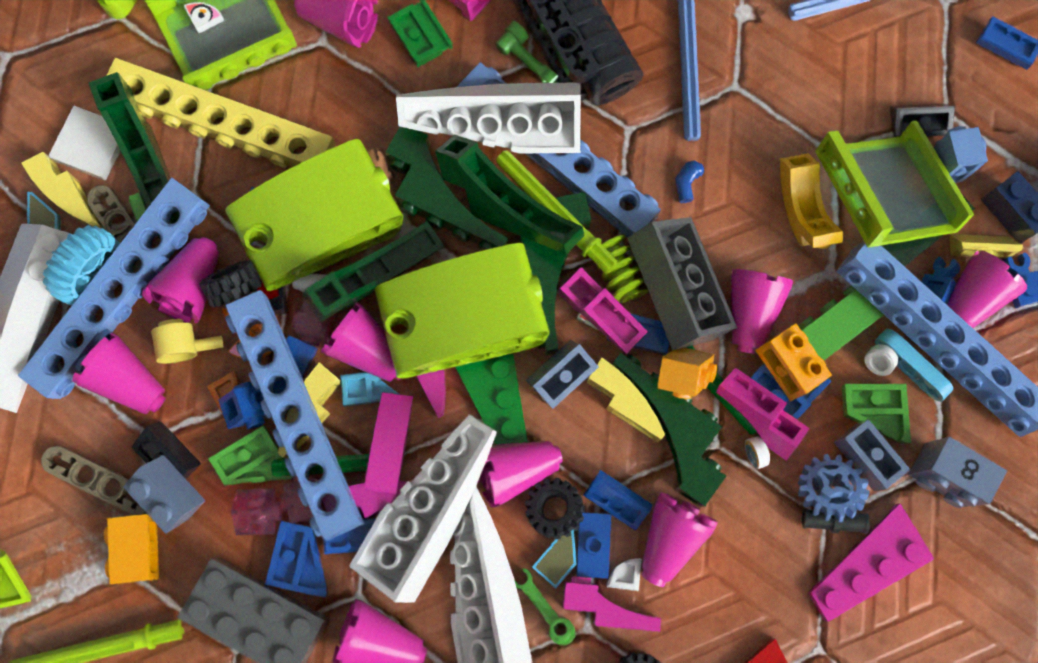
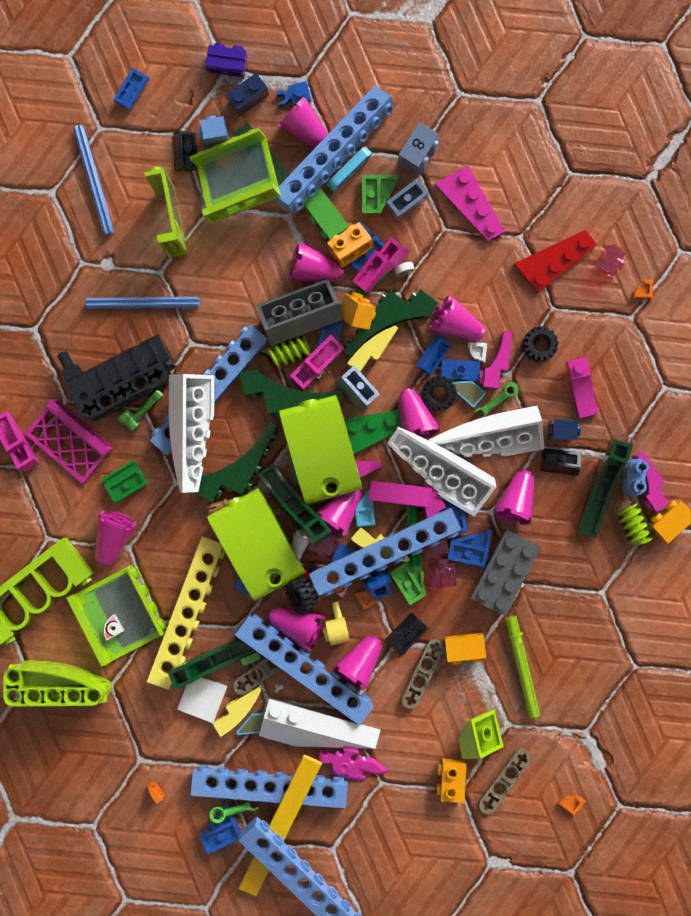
camera: 90 degrees left, 10 degrees up
(78, 262) = (290, 690): medium azure gear -> none
(164, 493) = (432, 630): sand blue brick -> none
(499, 200) = (247, 425): dark green arch -> none
(532, 187) = (254, 390): lime axle -> none
(684, 179) = (226, 307): blue arm -> none
(804, 202) = (245, 231): yellow arch -> none
(828, 87) = (173, 242): none -> lime panel
(832, 501) = (421, 229): medium blue gear -> none
(859, 523) = (445, 223): pearl dark grey pin -> none
(881, 360) = (346, 189): white tile -> none
(942, 280) = (298, 150): blue plate -> none
(996, 245) = (270, 118): light yellow slope -> none

